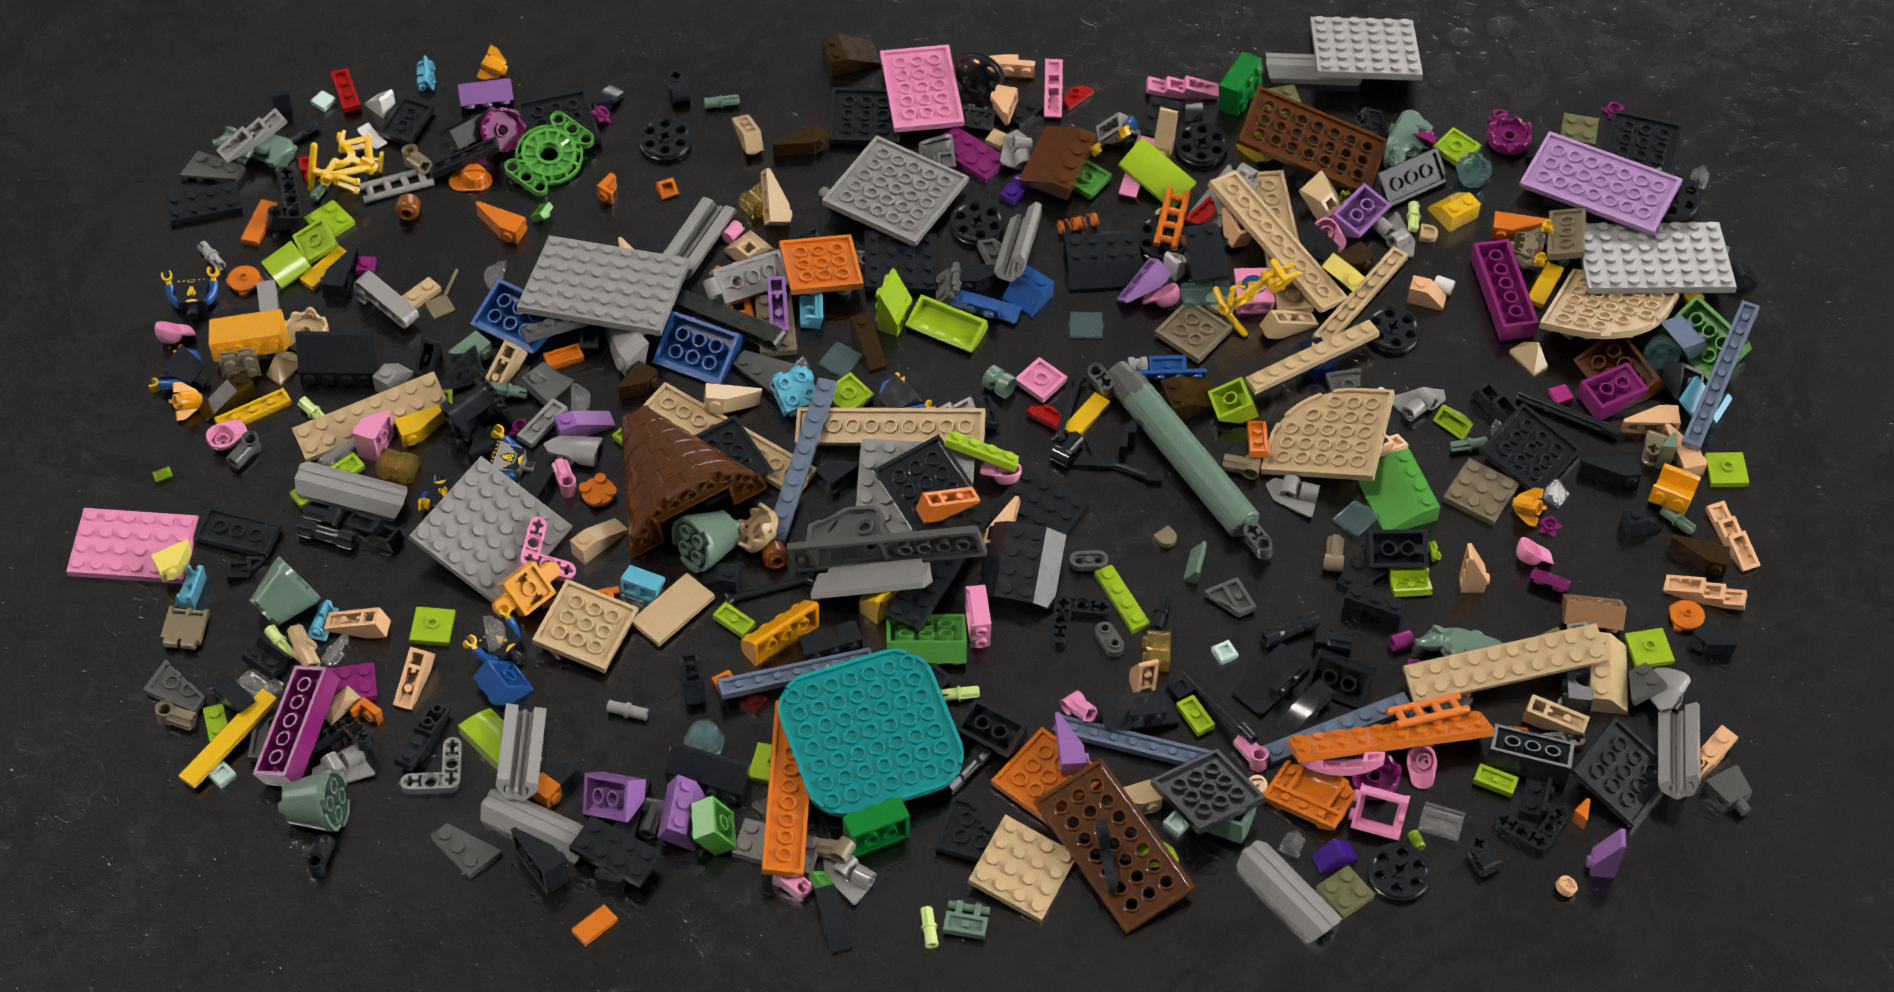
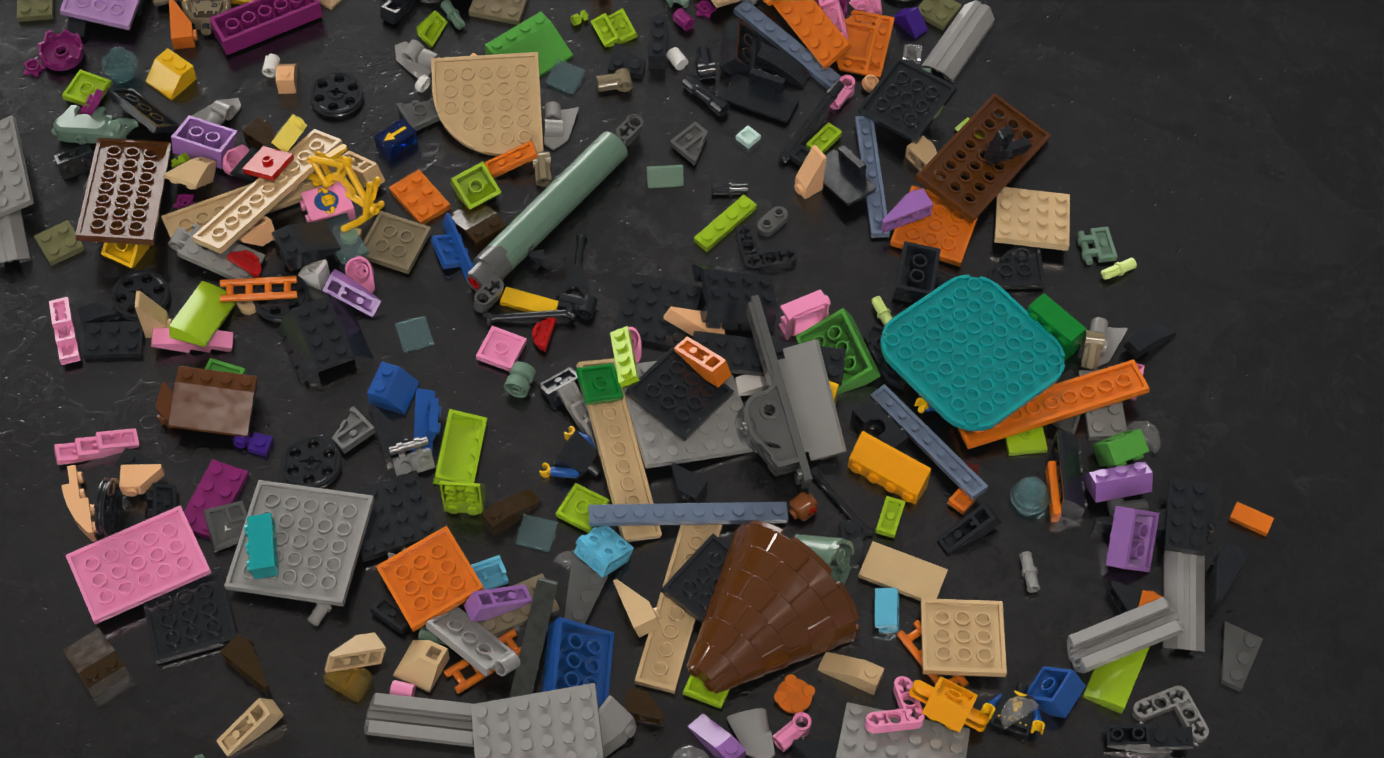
camera: 110 degrees left, 5 degrees up
(726, 868) = (1150, 434): none -> clear plate
(759, 528) = (792, 510): tan plate -> none
(819, 879) = (1120, 355): bright green plate -> none
(897, 159) = (261, 546): none -> teal brick
(954, 416) = (599, 383): none -> green plate
(995, 139) = (185, 479): tan tile -> none
(1016, 150) = (198, 453): light grey panel -> none
(1017, 244) = (341, 403): light grey piece -> none
(1076, 95) = (100, 423): red plate -> none
(1077, 222) = (285, 372): orange piece -> none
(1077, 705) = (856, 222): bright pink piece -> none
(1088, 560) = (699, 256): dark grey plate -> none
(1117, 131) = (152, 360): torso -> none
(1137, 364) = (455, 273): light grey wheel -> none
(1157, 647) = (772, 180): clear yellow brick -> none
(1166, 537) = (644, 206): dark tan tile -> none
(1175, 823) = (933, 131): light aqua tile -> none
(1239, 362) = (420, 197): none -> orange plate
(1240, 84) = (53, 273): green brick -> none
(1294, 195) = (182, 199): none -> magenta plate
(1309, 246) = (268, 163): none -> plate
(1312, 357) = (404, 134): tan plate -> none
(1348, 618) = (677, 58): none -> white piece
(1362, 294) = (279, 116): tan plate -> none
(1397, 548) = (594, 36): black slope -> none
(1413, 216) = (190, 104): yellowish green axle -> none
(1428, 233) = (205, 92): tan tile -> none

